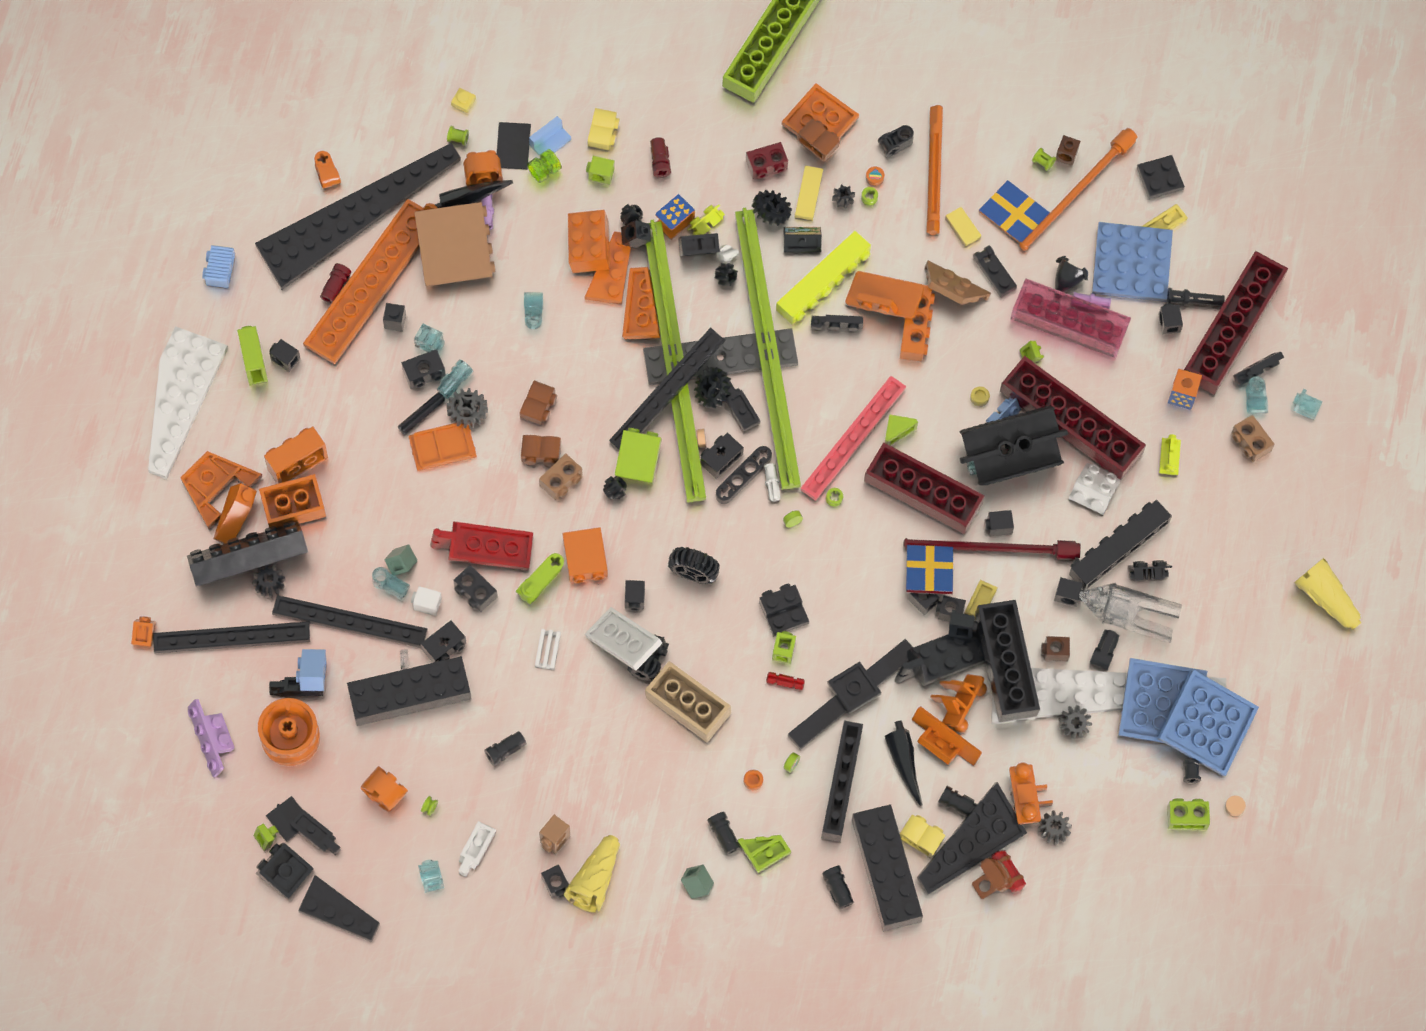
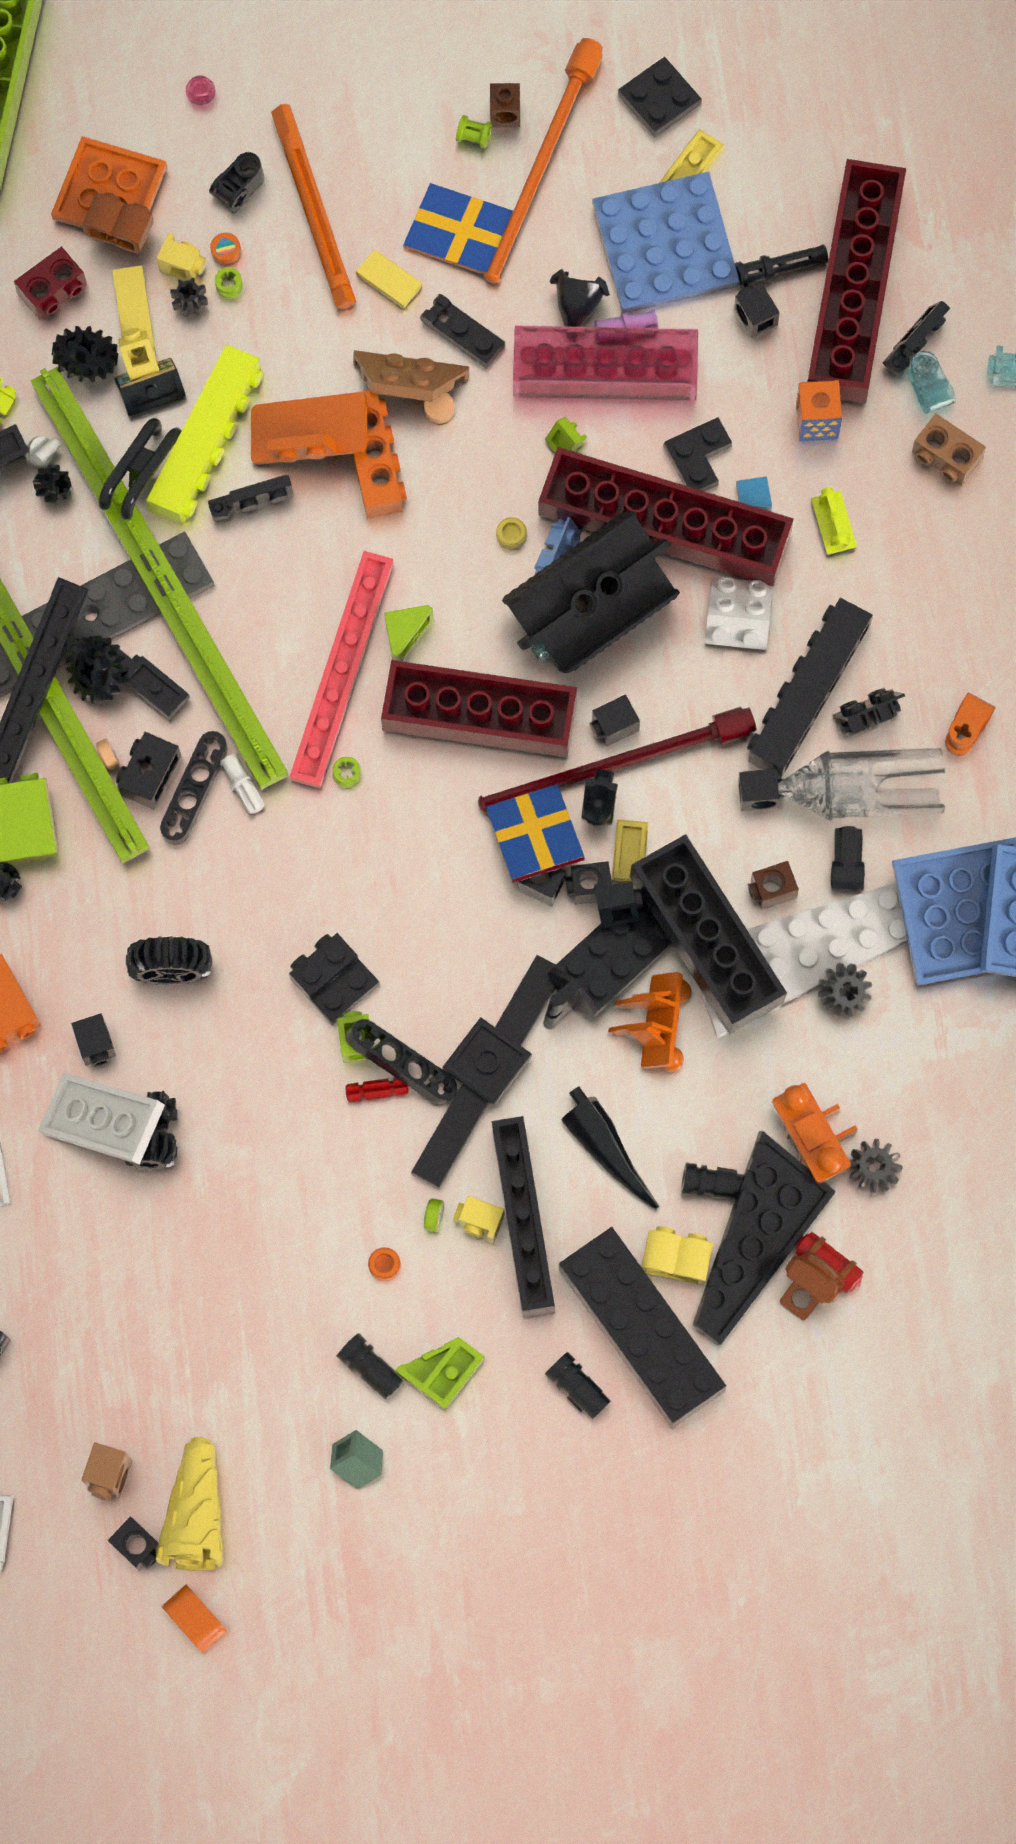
camera: 15 degrees left, 5 degrees up
(573, 935) = (194, 1618): none -> orange beam
(688, 701) = (238, 1179): tan brick -> none
(781, 281) = (141, 466): none -> black piece
(792, 519) = (295, 829): lime tile -> none
(802, 224) = (141, 362): none -> light yellow brick
(808, 667) = (399, 1066): none -> black beam
(817, 773) = (479, 1218): none -> light yellow brick
(846, 173) = (180, 259): none -> light yellow brick
(894, 80) = (200, 90): none -> clear pink plate
(943, 740) = (653, 1093): orange bracket -> none
(965, 311) = (440, 410): none -> light nougat tile
(974, 563) = (599, 798): none -> black hips
(1102, 386) = (690, 453): none -> black plate
(1130, 423) = (754, 492): none -> dark azure tile
(1207, 596) = (969, 721): none -> orange piece

